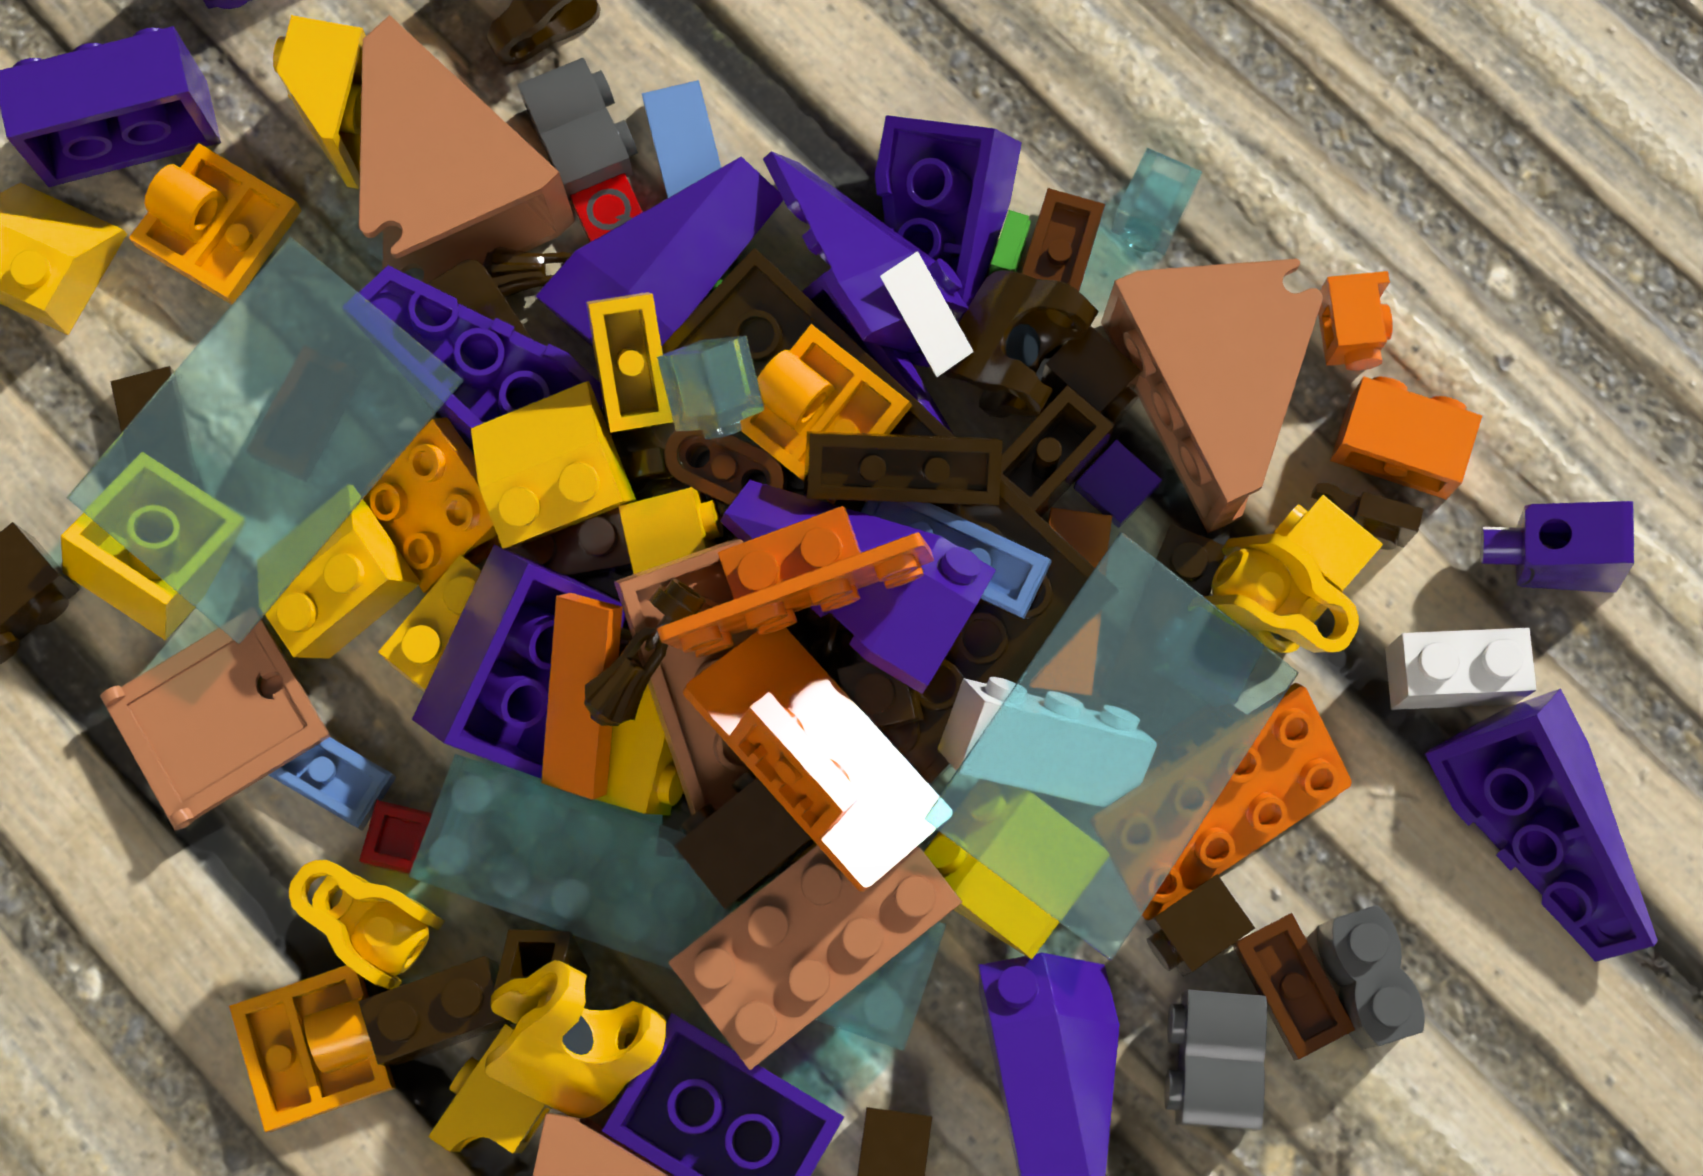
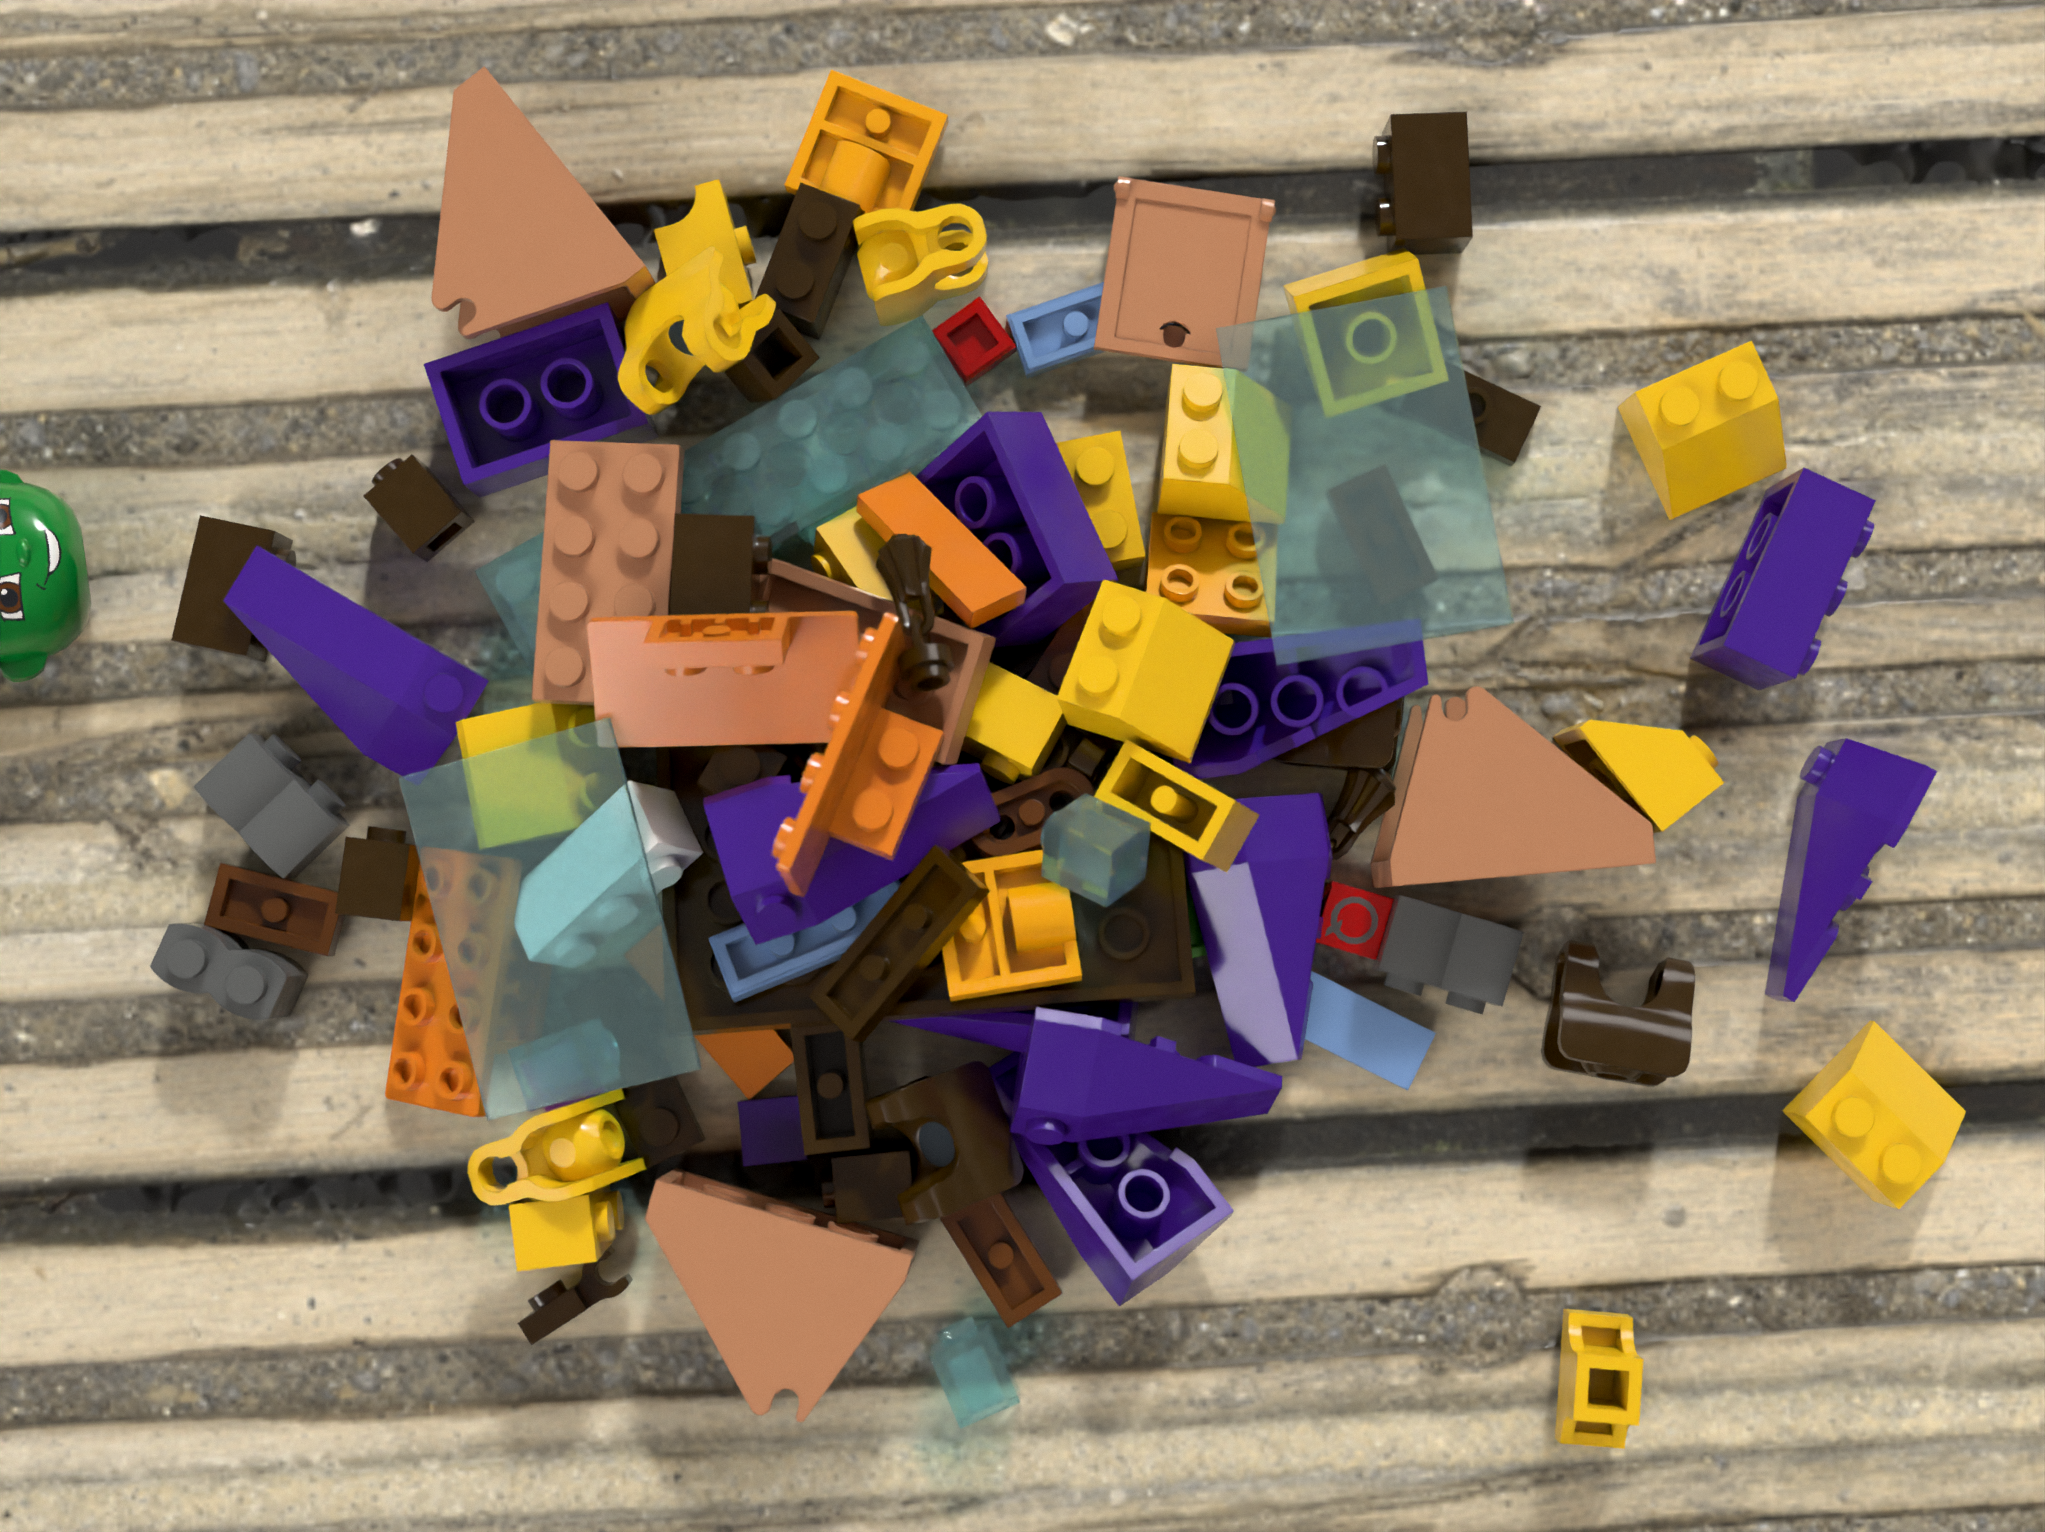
camera: 130 degrees right, 10 degrees up
(213, 222) = (1613, 592): light orange plate -> none
(926, 313) = (1018, 1080): white sticker -> none
(1011, 243) = (1036, 1214): bright green tile -> none
(1354, 320) = (734, 1442): orange brick -> none
(1406, 436) = (606, 1394): orange brick -> none
(1460, 668) = (390, 1259): white brick -> none
(1544, 806) = (242, 1229): dark purple wedge -> none
(1589, 543) = (387, 1446): dark purple torso -> none

